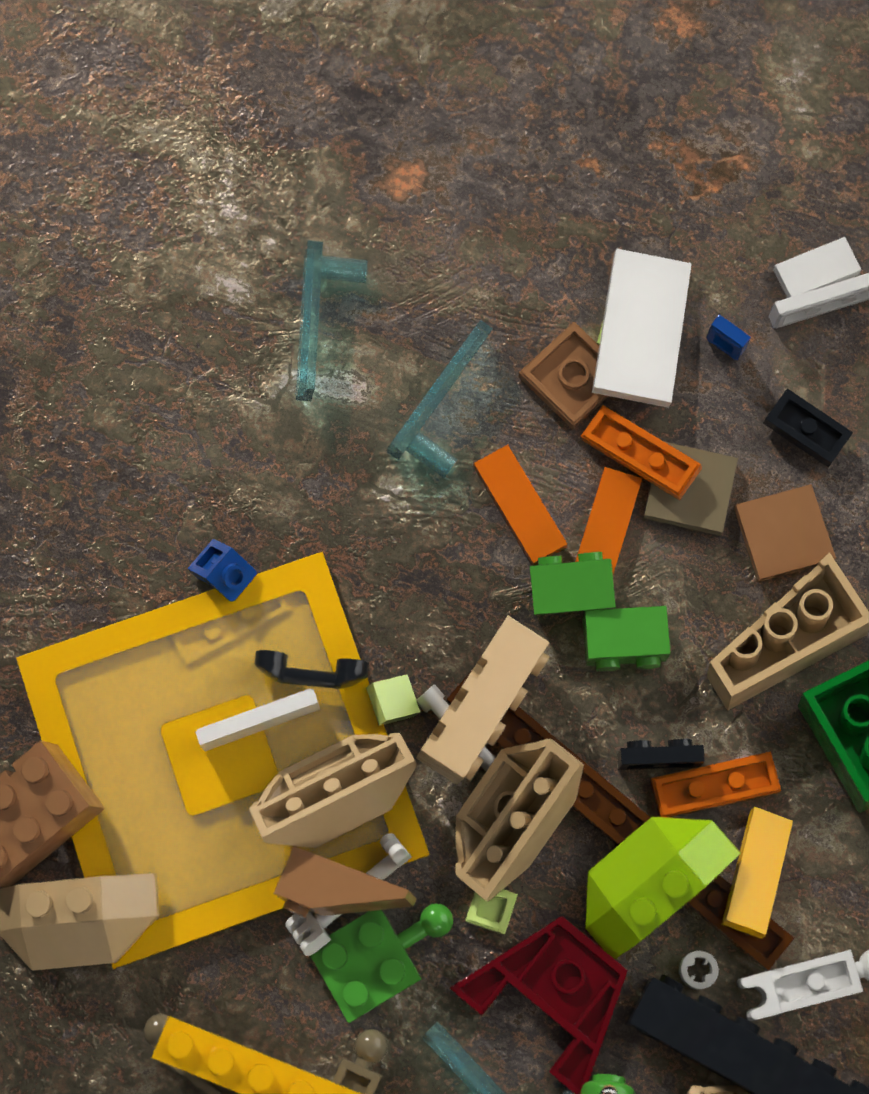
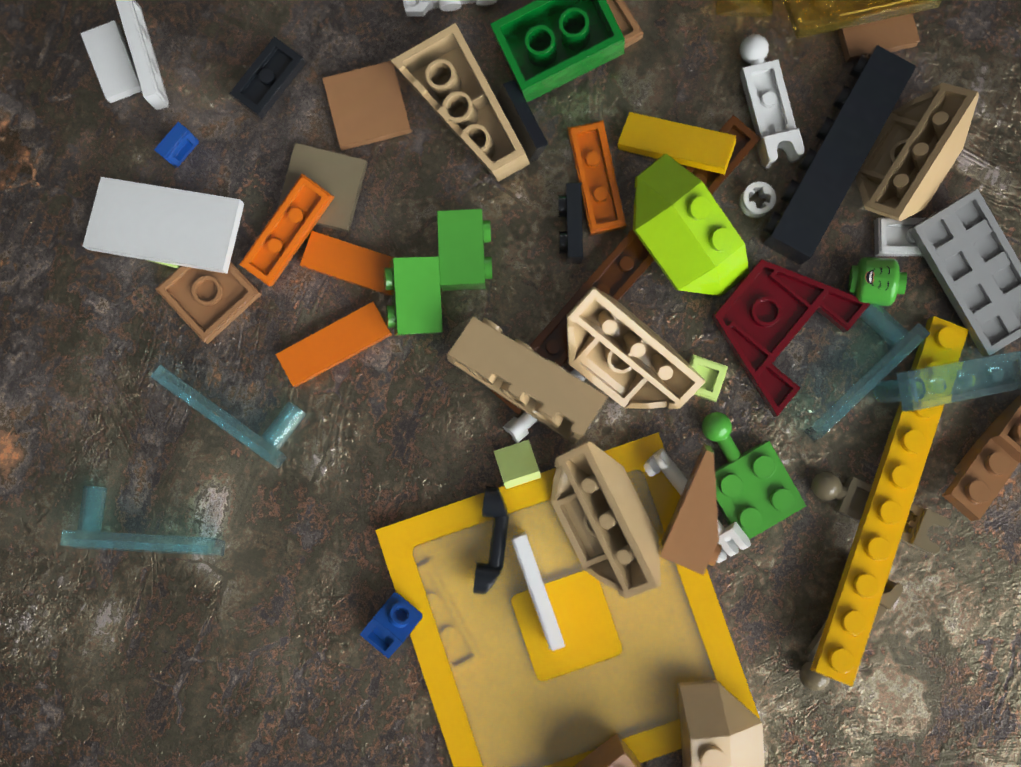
camera: 90 degrees left, 10 degrees up
(773, 698) = (521, 120): none -> black tile

